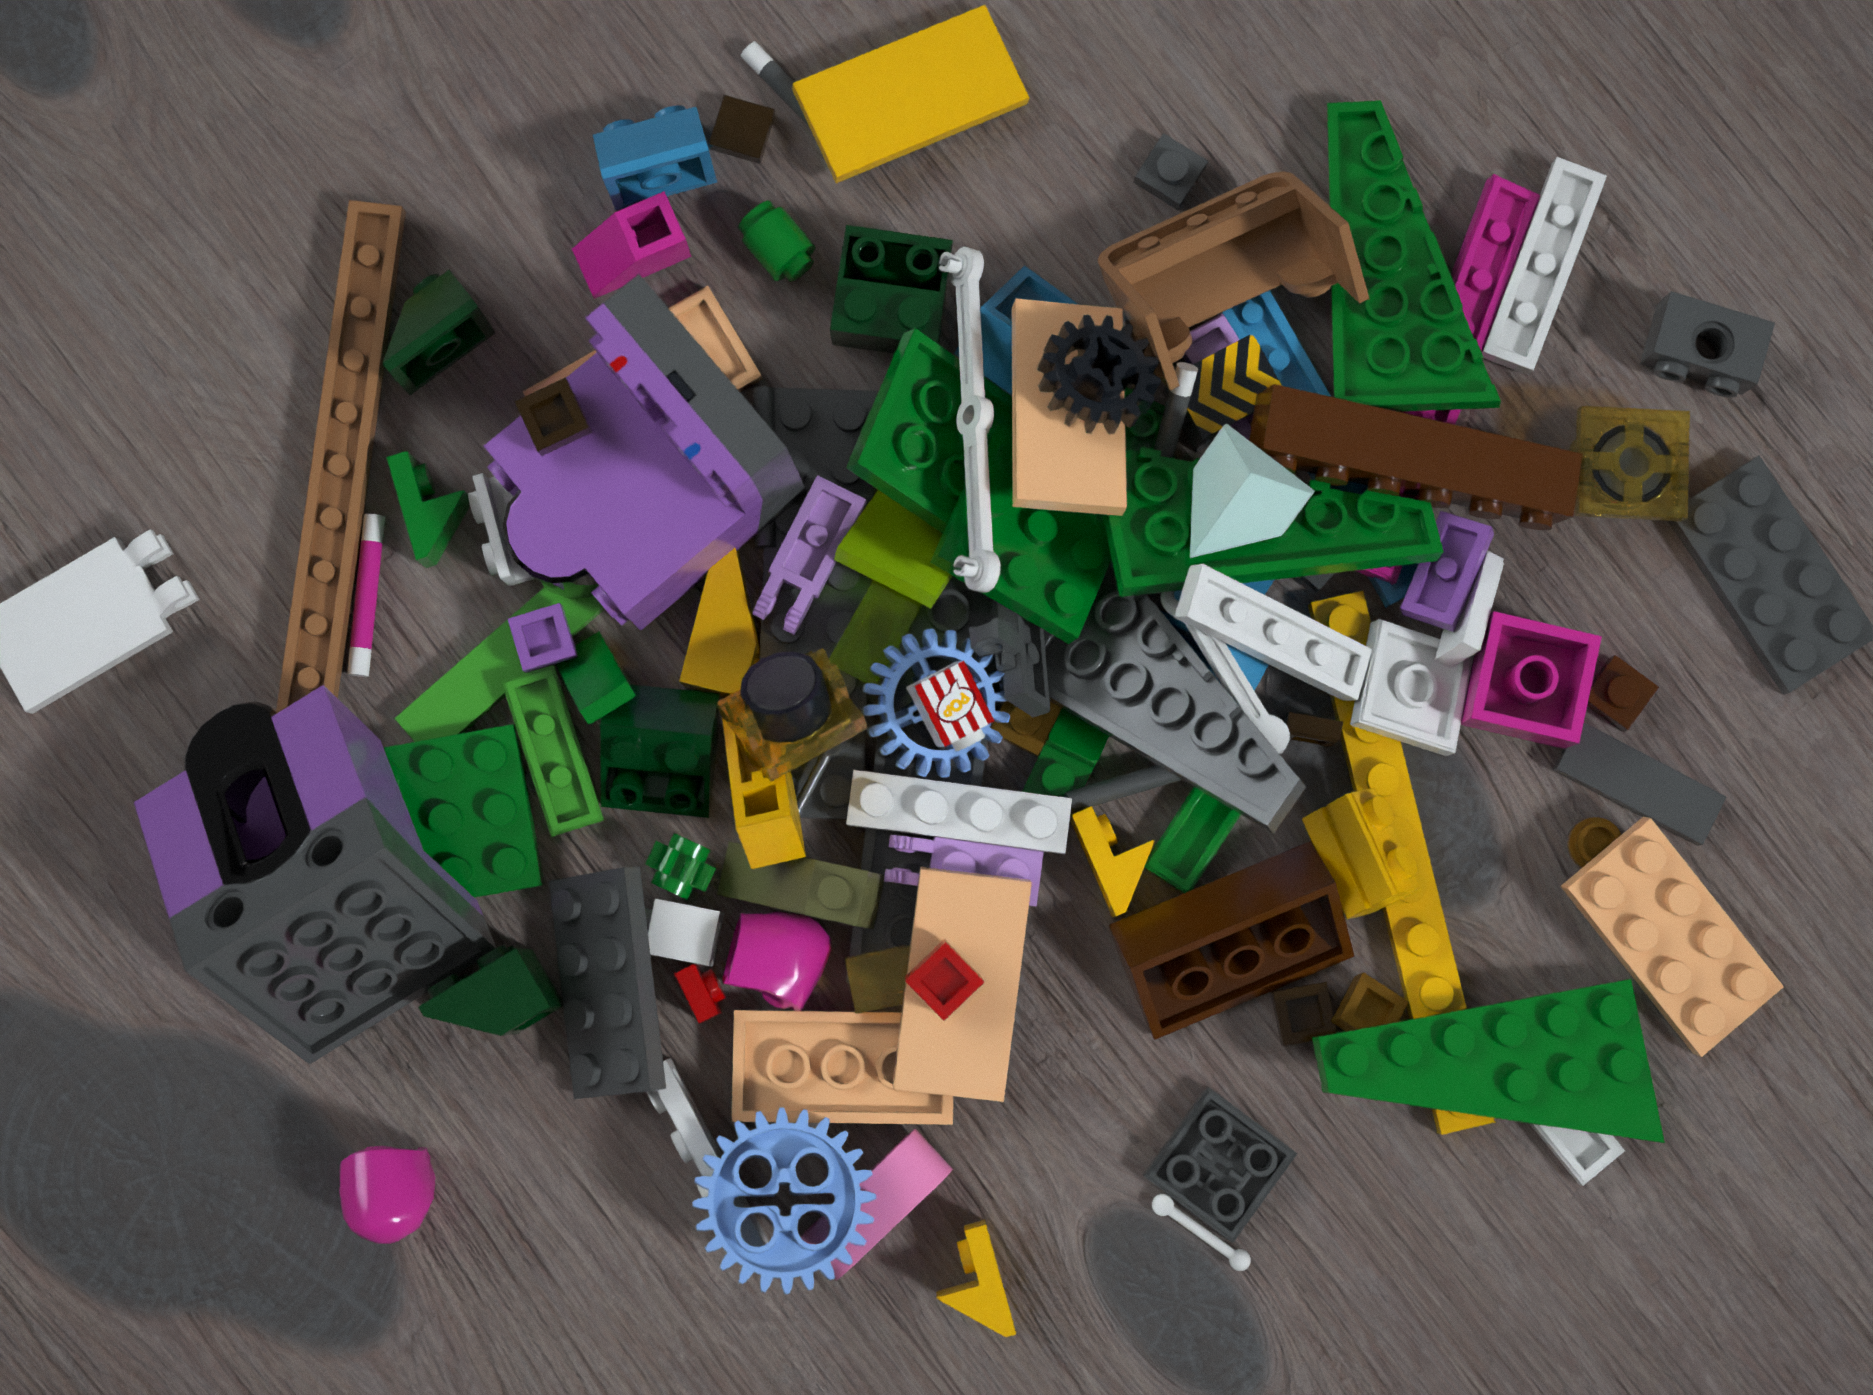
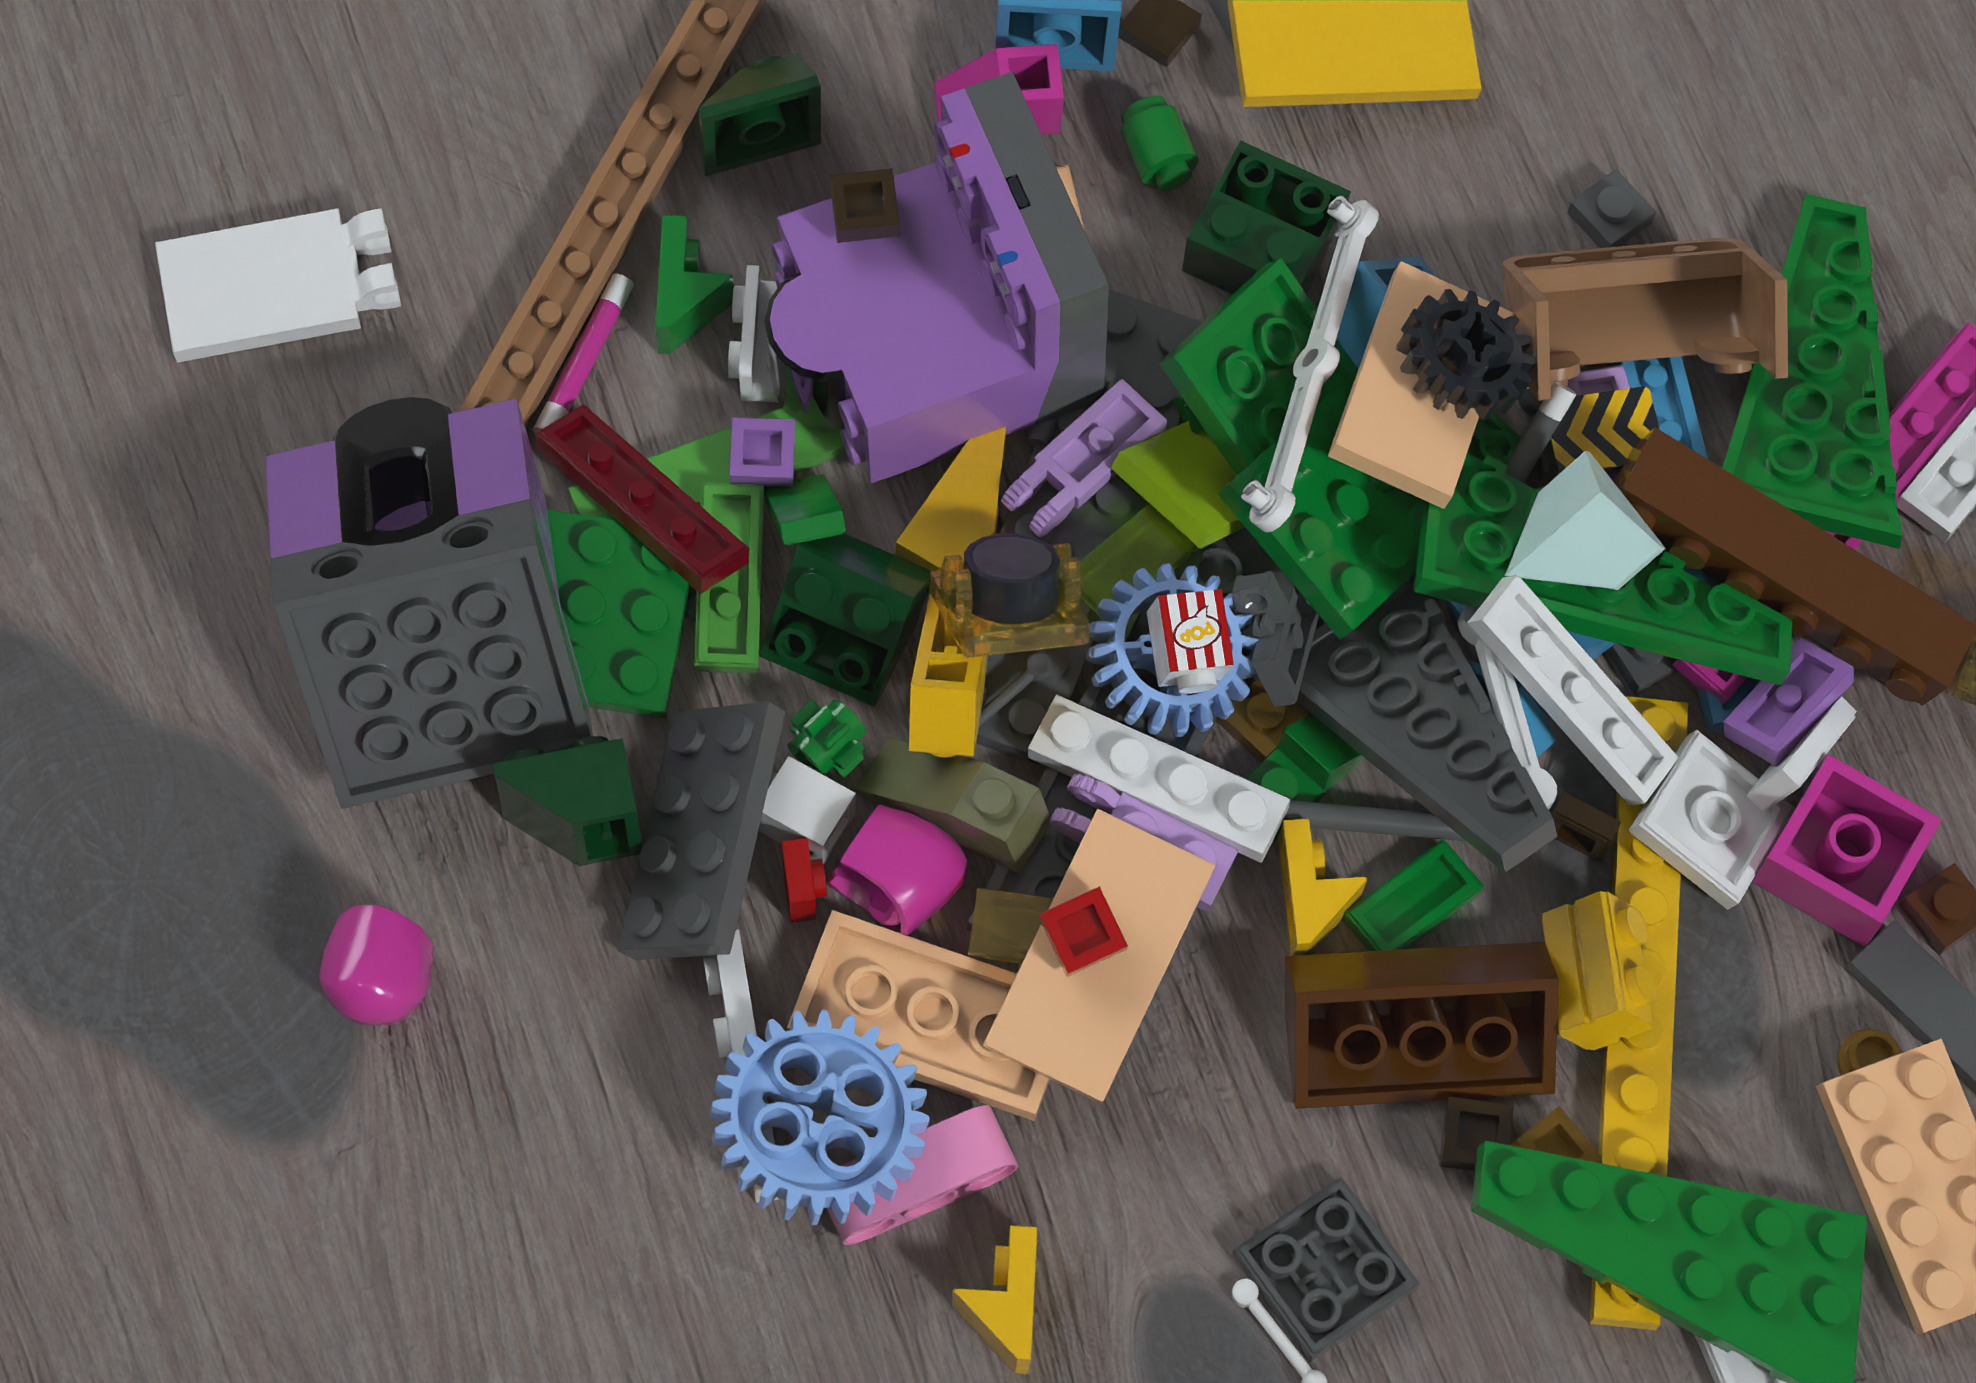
camera: 15 degrees right, 15 degrees down
(458, 713) = (642, 498): none -> dark red tile

